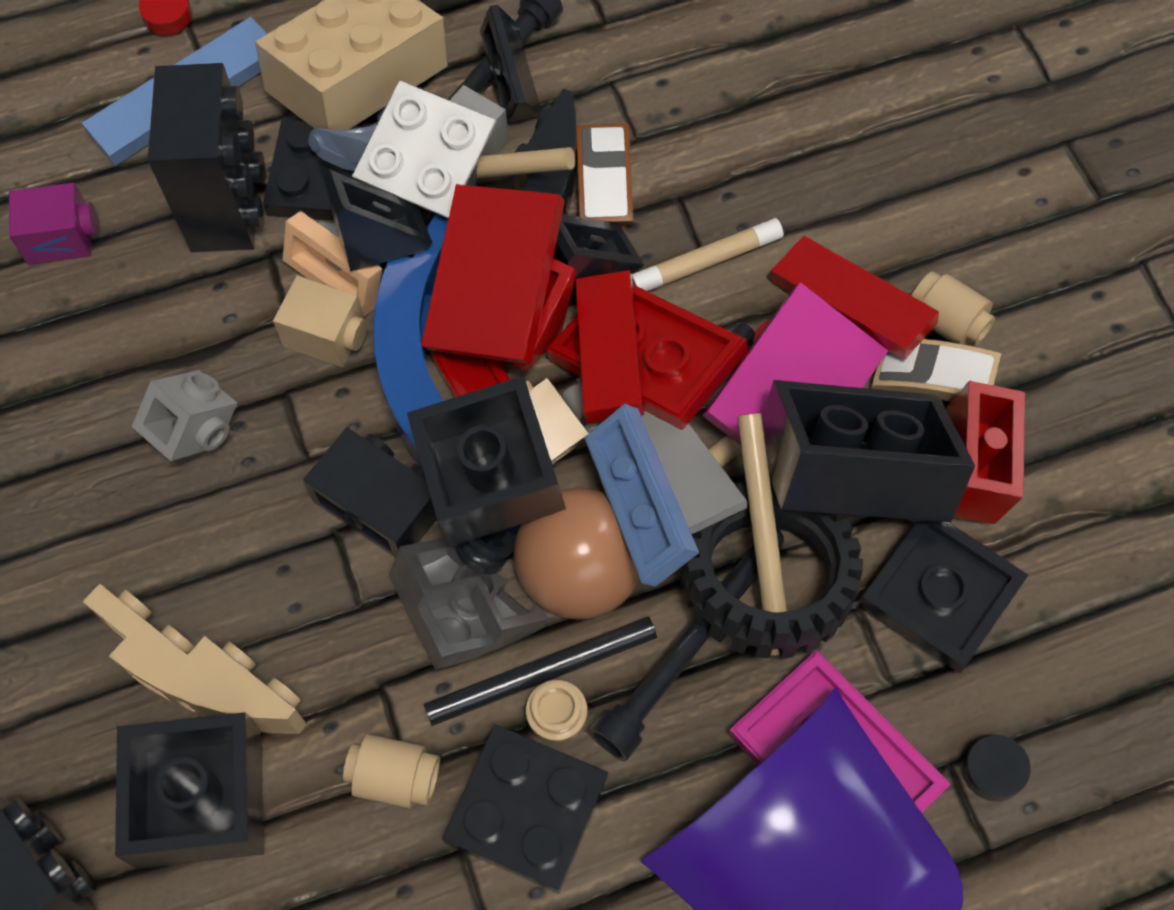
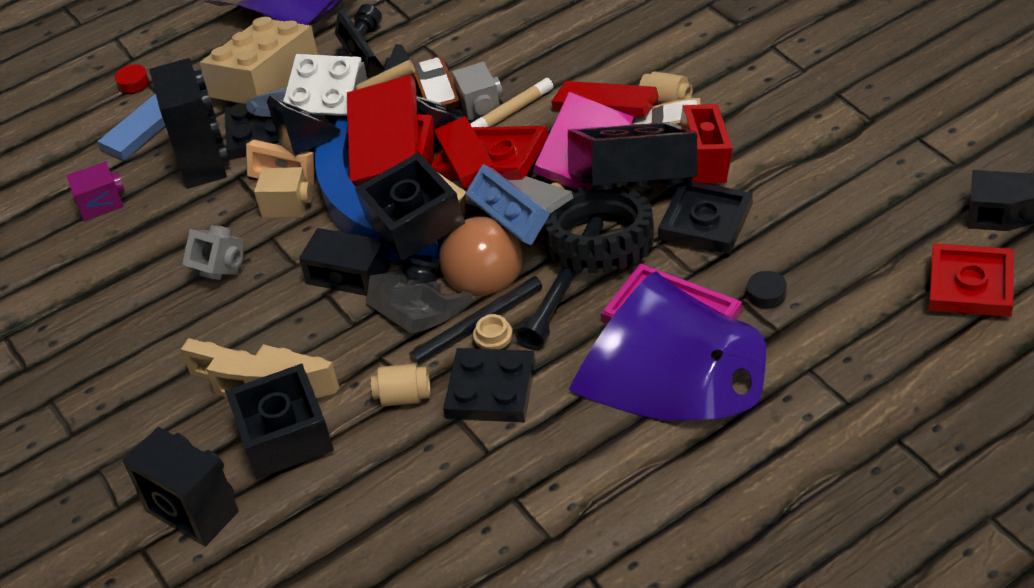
camera: 10 degrees left, 20 degrees down
(664, 213) = (477, 90): none -> light grey brick
(762, 514) = (582, 197): tan bar -> none

